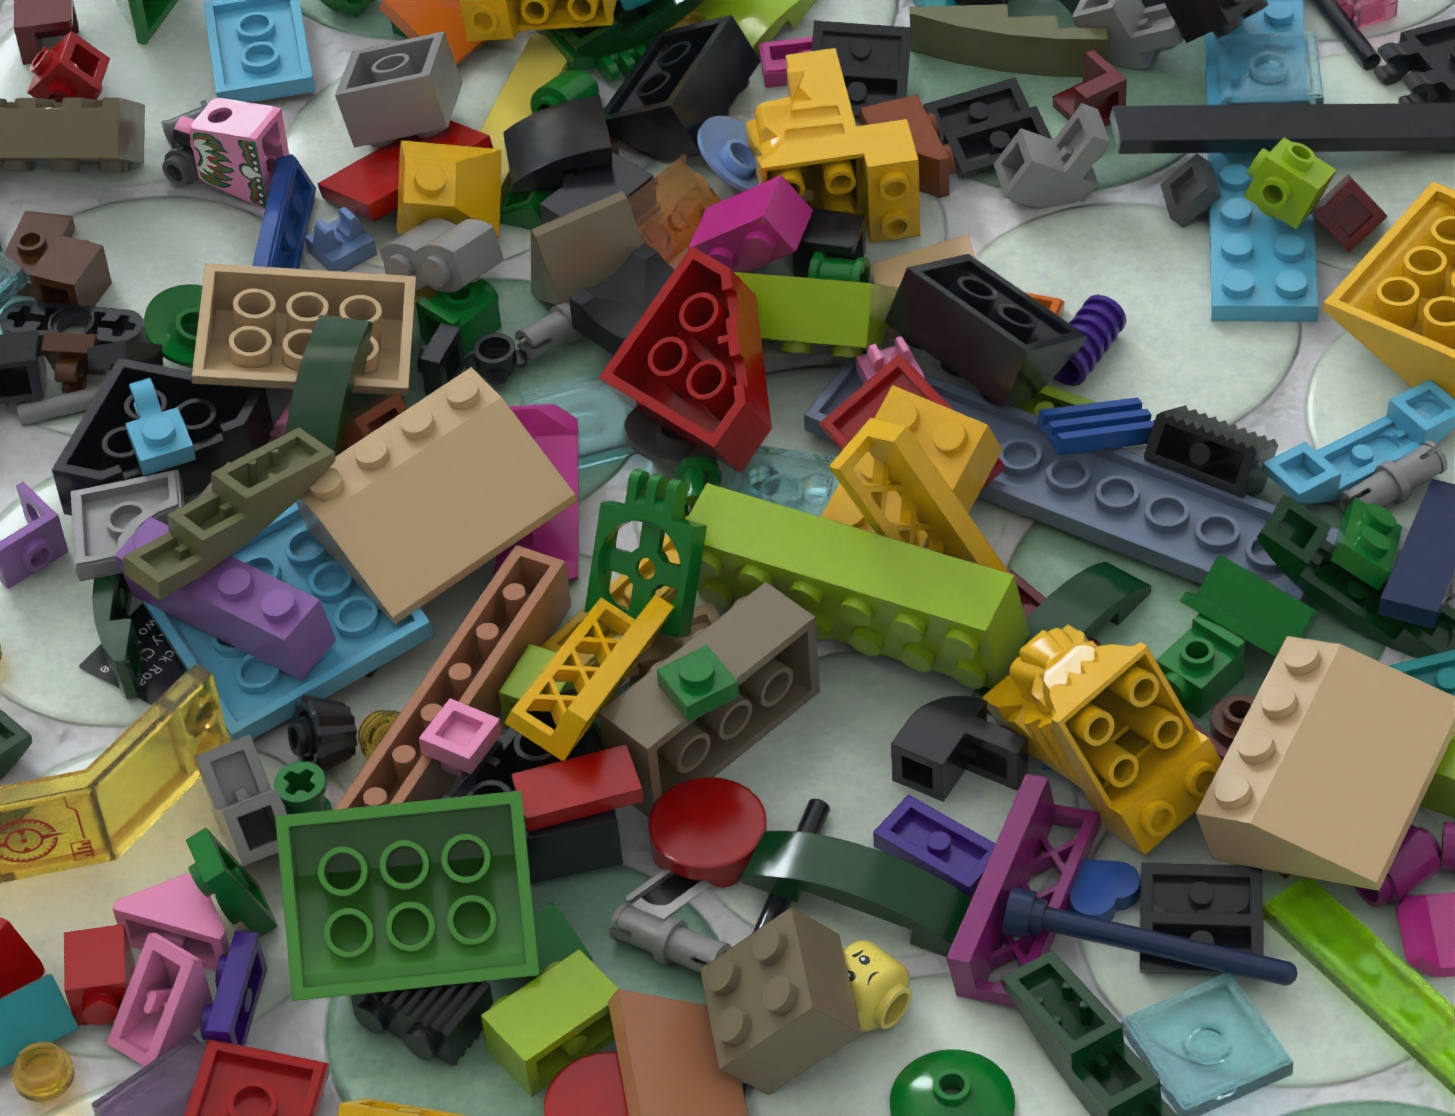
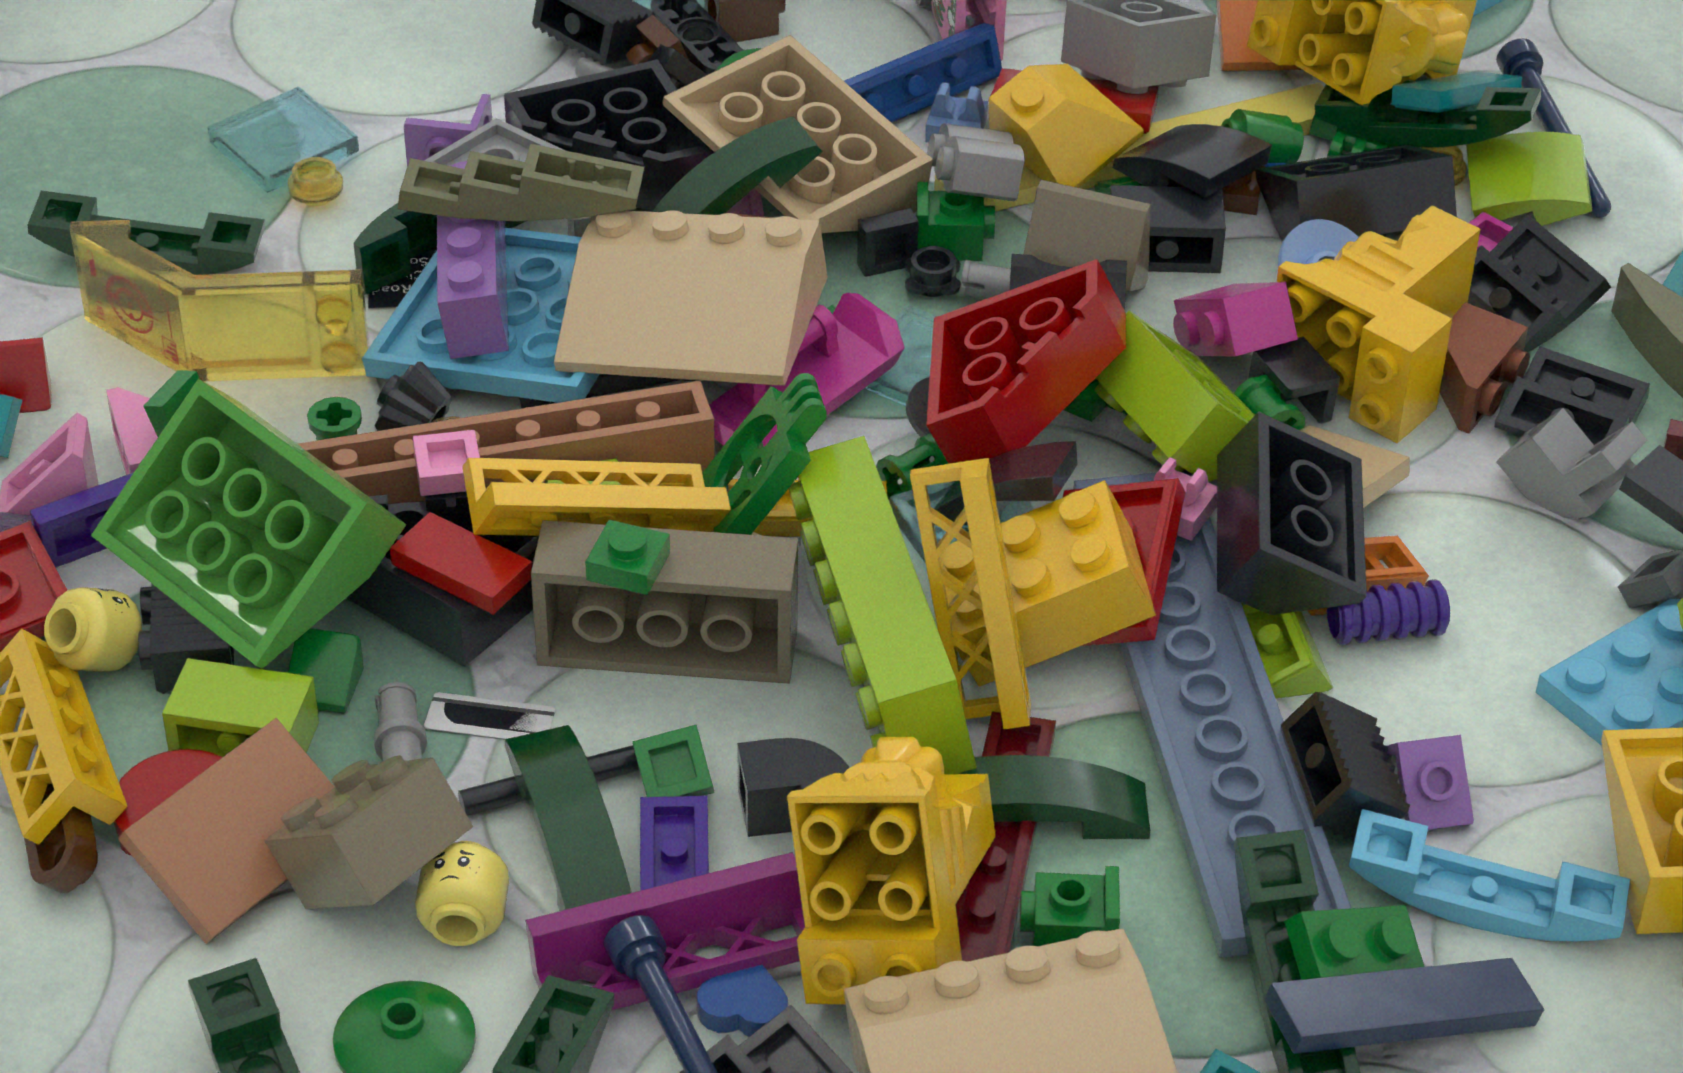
camera: 45 degrees right, 5 degrees down
(97, 972) = (41, 415): red brick -> none
(157, 436) = (593, 123): medium azure plate -> none
(241, 799) = (299, 378): light grey brick -> none
(372, 1062) = (93, 629): none -> light yellow head
(672, 208) = (1200, 260): clear orange plate -> none
(706, 829) = (545, 688): red tile -> none
(802, 443) = (1021, 475): none -> black slope
(857, 798) = (673, 764): none -> green plate
(1096, 426) = (1272, 667): blue tile -> none
(1251, 606) = (1174, 910): green panel -> none
(1252, 408) = (1434, 781): none -> medium lavender bracket
(1396, 479) = (1476, 930): light grey pin -> none

